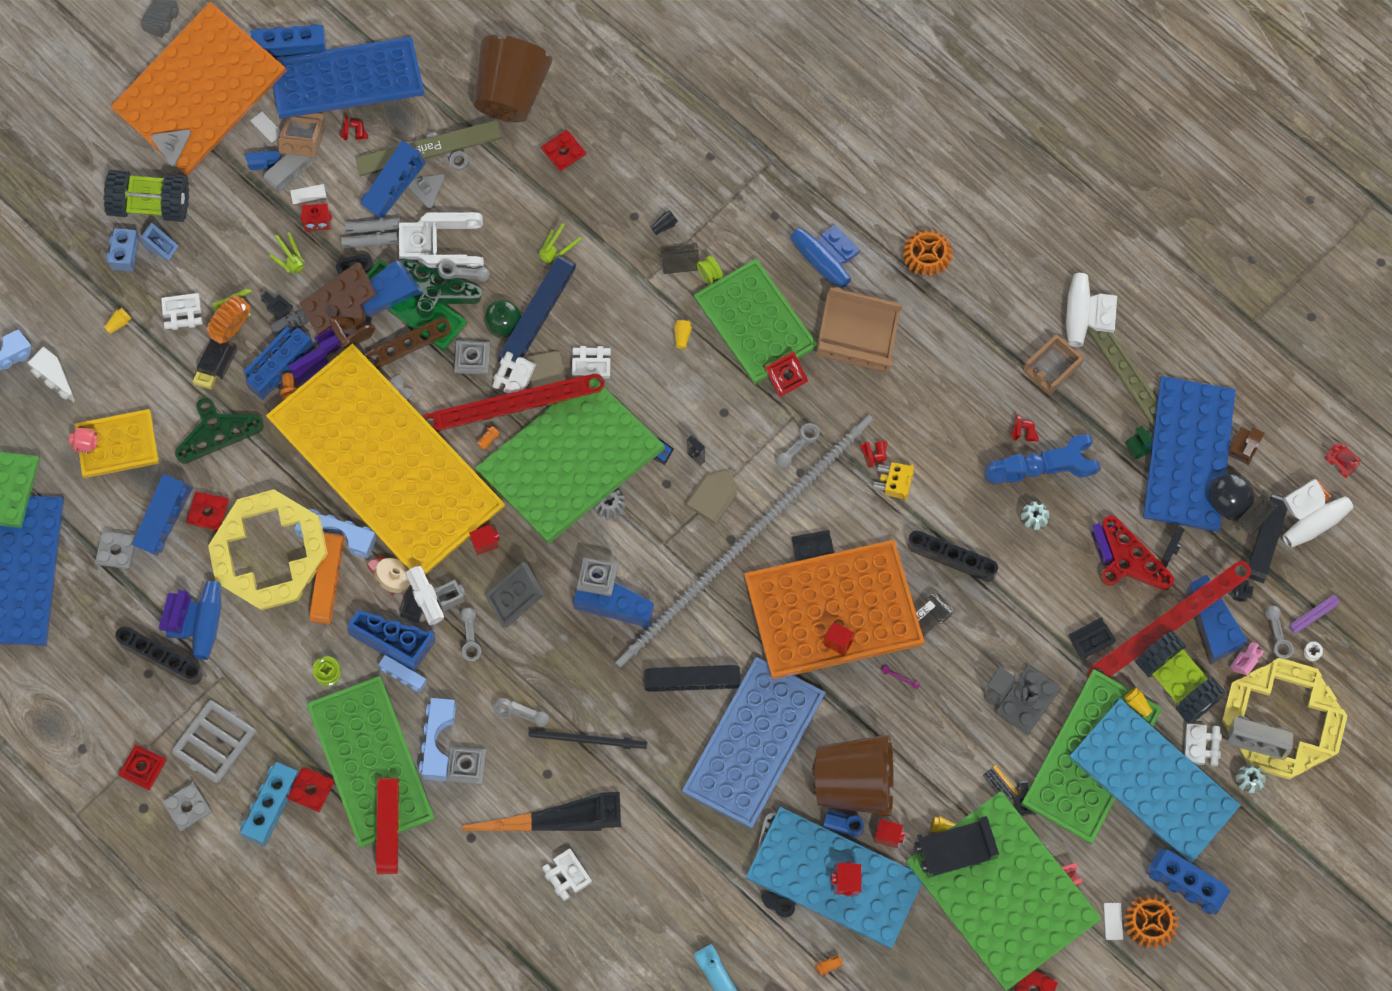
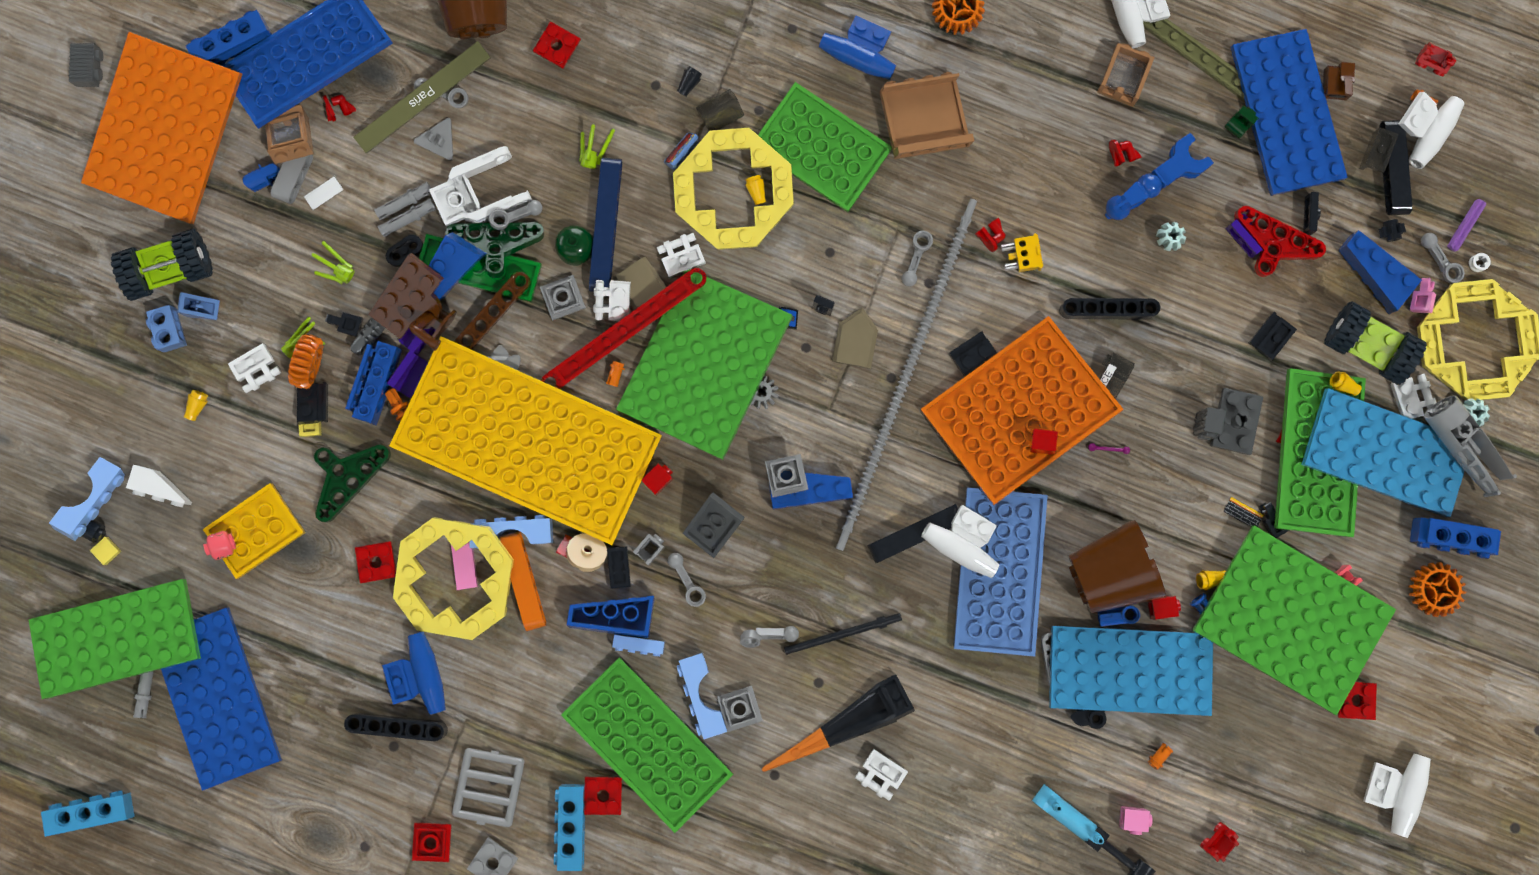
camera: 25 degrees left, 15 degrees up
(110, 541) = (293, 634): light grey piece -> none
(162, 514) = (333, 585): blue wedge -> none
(172, 144) = (162, 198): light grey piece -> none
(175, 612) = (392, 679): dark purple panel -> none
(266, 126) = (249, 139): white sticker -> none
(282, 546) = (464, 567): none -> bright pink hinge
(316, 217) = (343, 215): red head -> none
(327, 671) = (565, 673): lime wheel -> none
(387, 826) = (694, 804): red beam -> none
(393, 180) = (402, 147): blue wedge -> none
(425, 595) = (627, 561): white piece -> none
(632, 278) = (681, 151): none -> medium blue slope
(679, 358) = (701, 161): none -> light yellow plate
(709, 270) = (755, 113): lime wheel -> none
(731, 698) = (965, 541): none -> white plate
(776, 369) = (866, 187): red piece -> none
(846, 879) = (1148, 673): red head -> none
(957, 848) = (1239, 600): black panel -> none
(1113, 921) = (1399, 601): white sticker -> none
(1171, 620) = (1344, 290): red plate -> none
(1230, 798) = (1465, 441): none -> light grey piece
(1231, 495) = (1348, 139): black cylinder -> none
(1260, 738) = (1473, 371): light grey slope -> none

